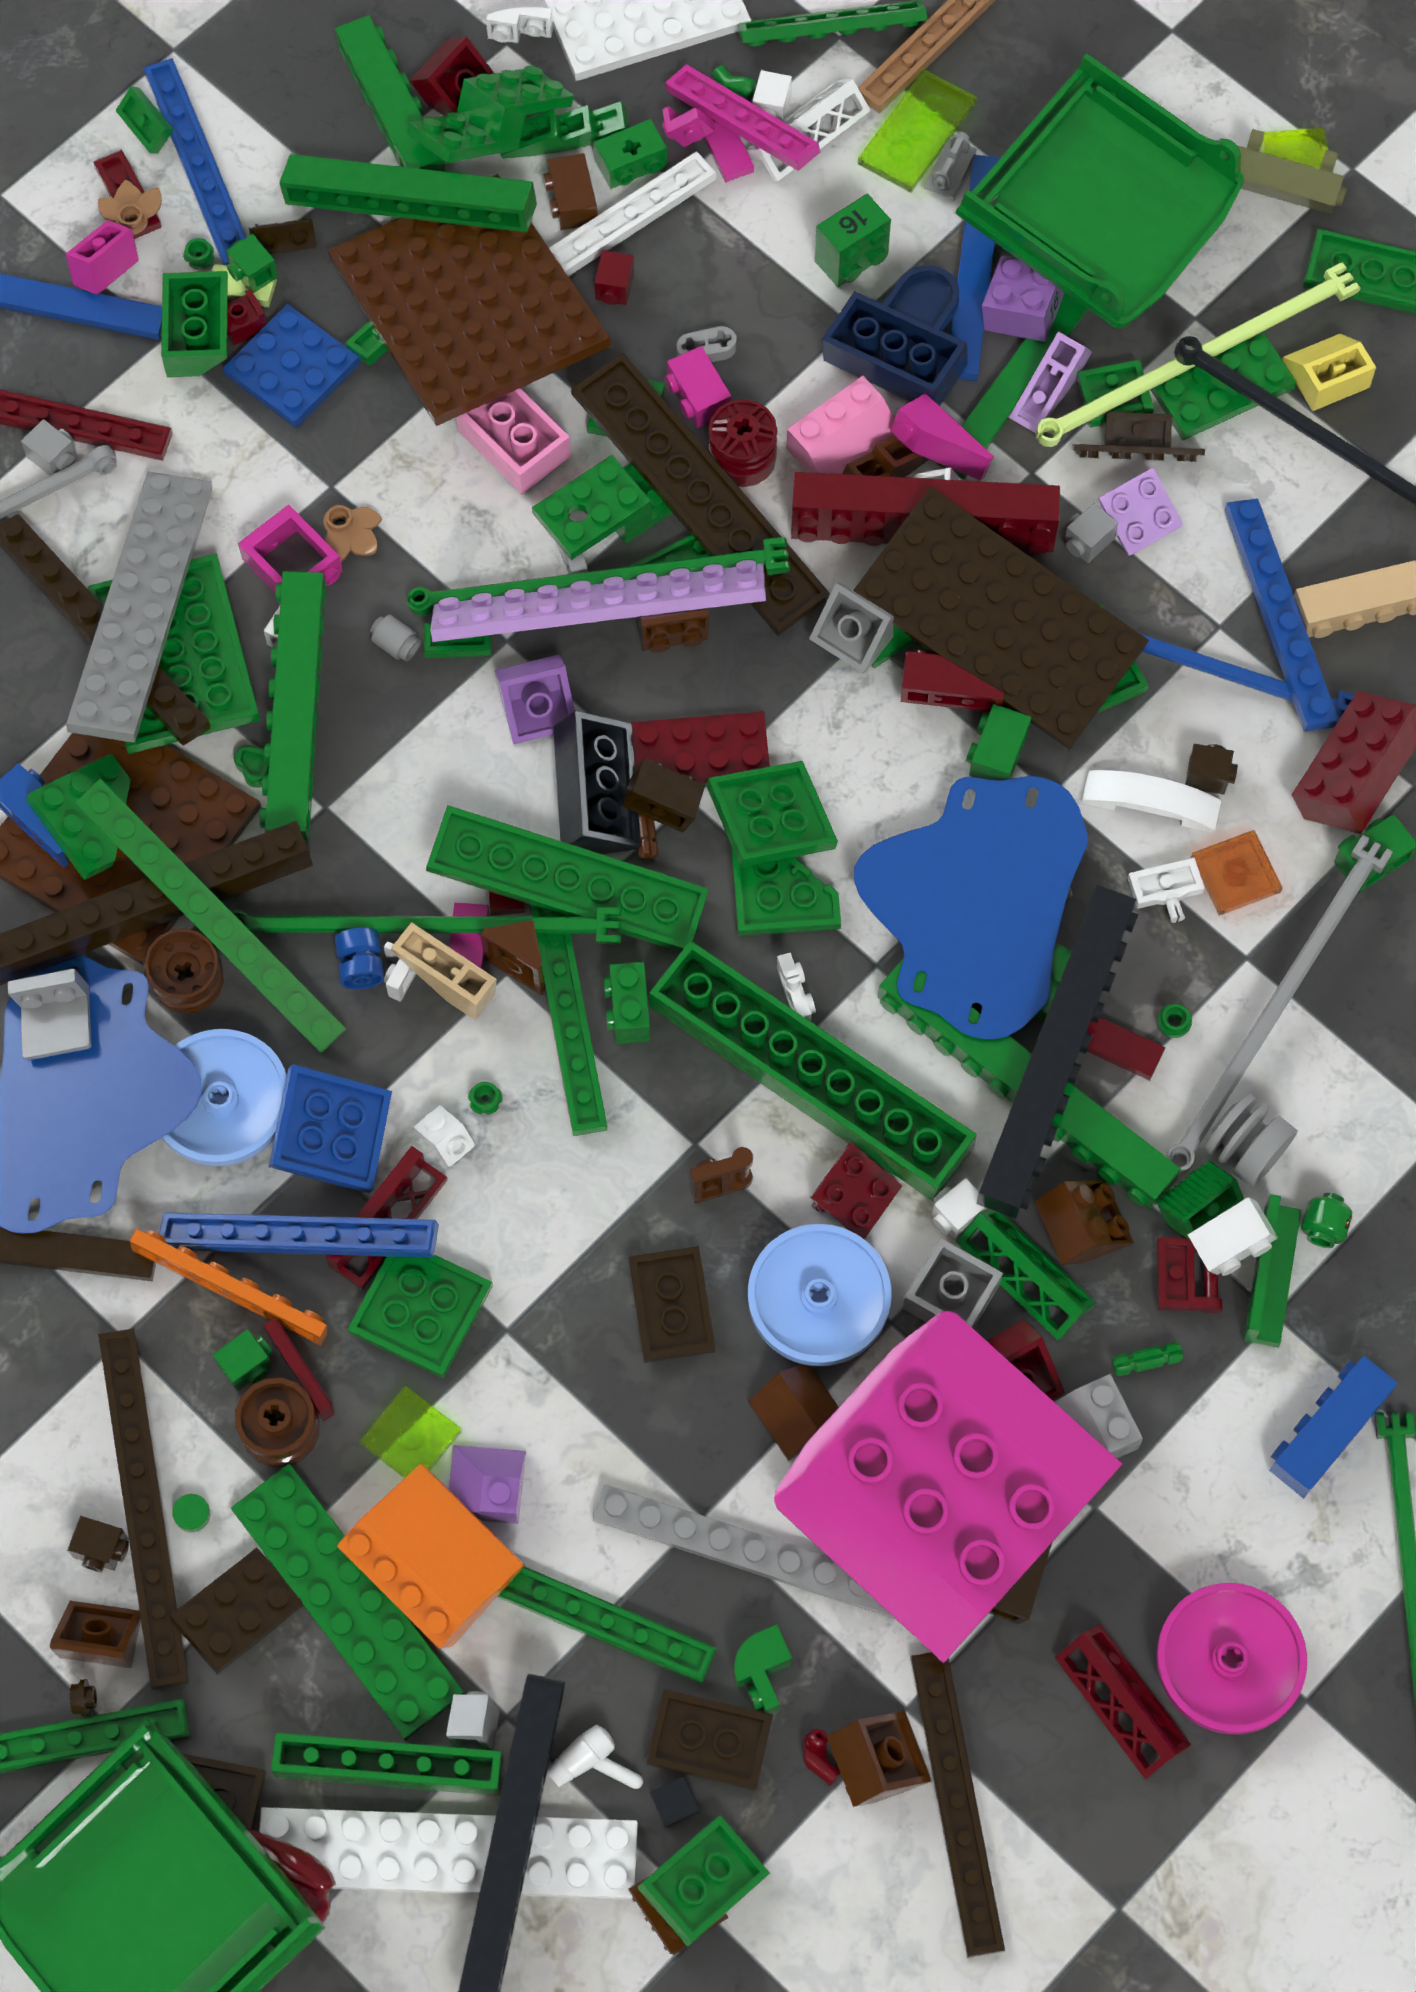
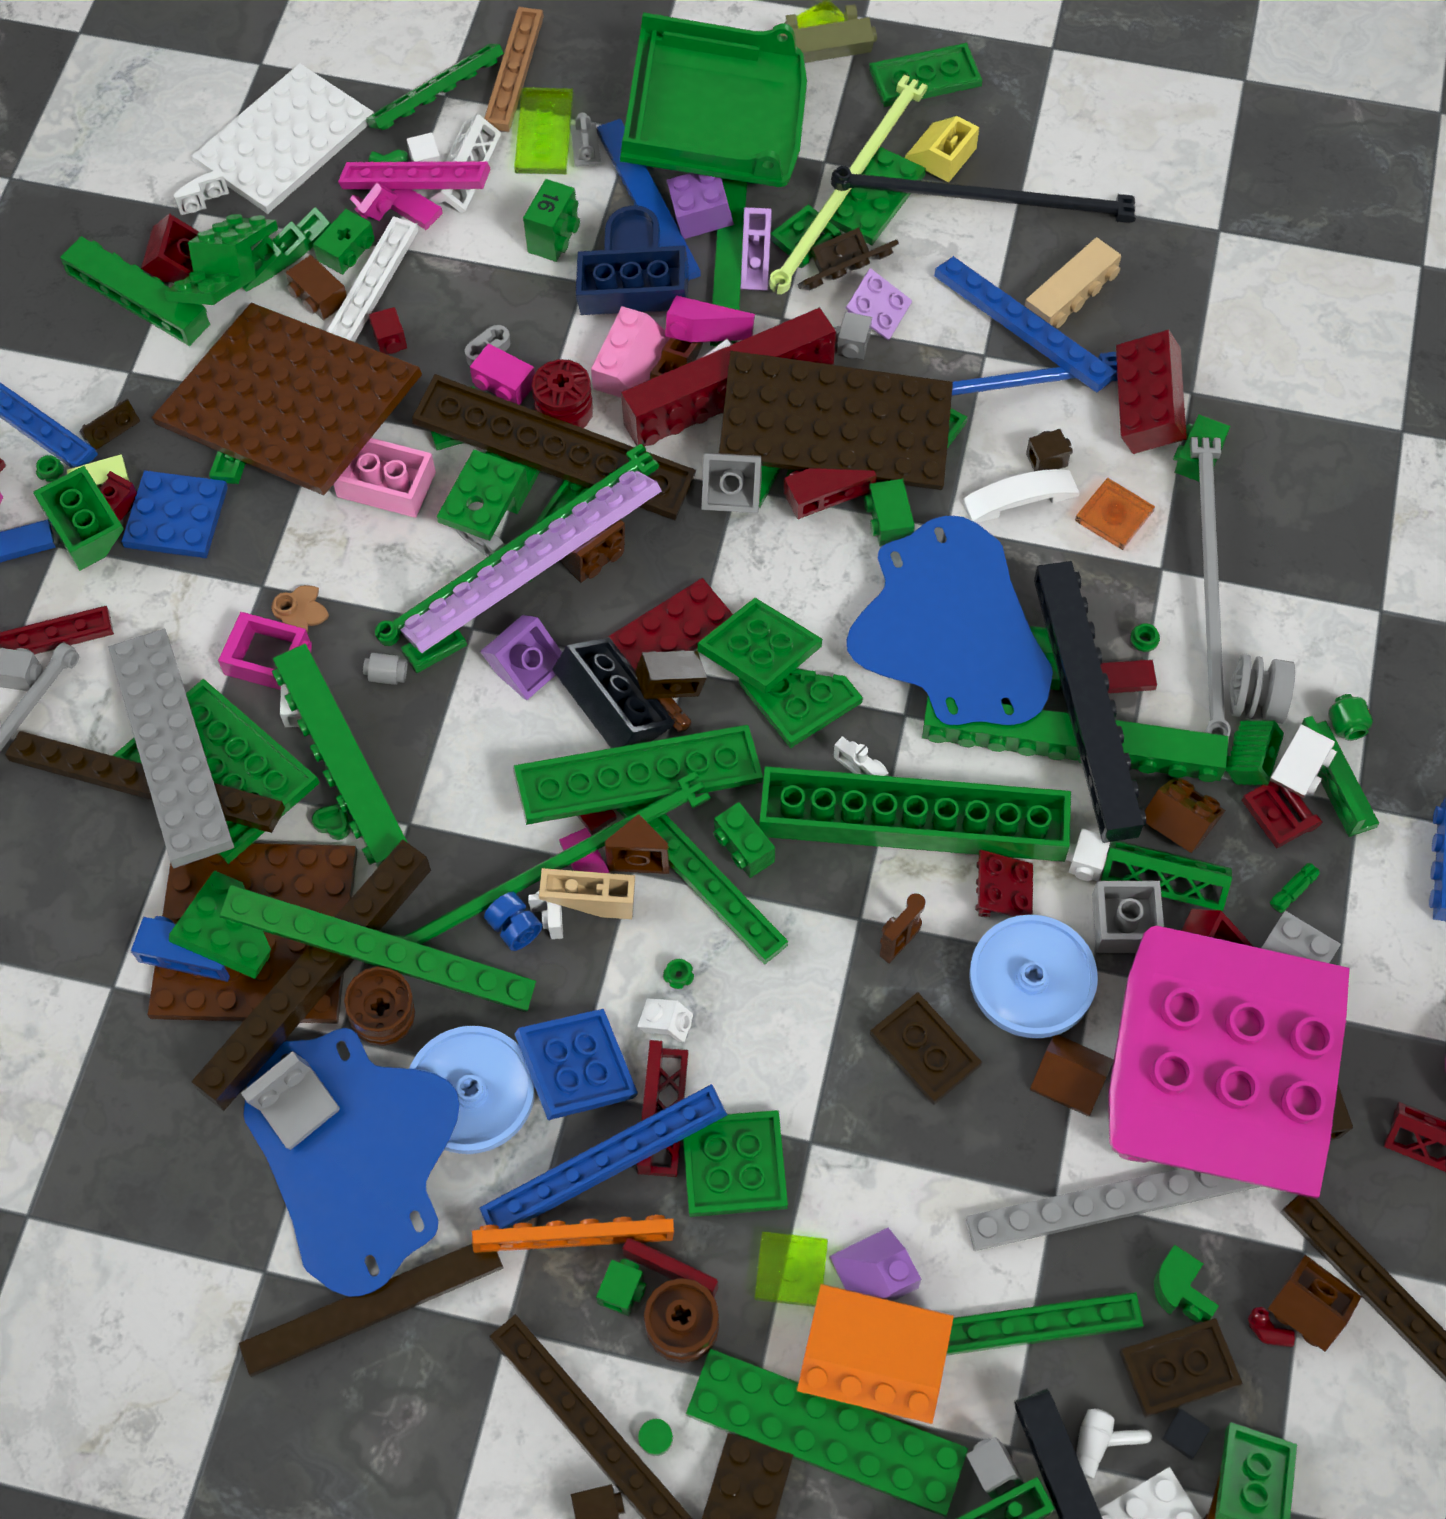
camera: 30 degrees left, 5 degrees down
(251, 263) = (99, 452): green brick -> none
(408, 193) = (191, 344): green brick -> none
(1166, 886) = (1076, 545): white plate -> none

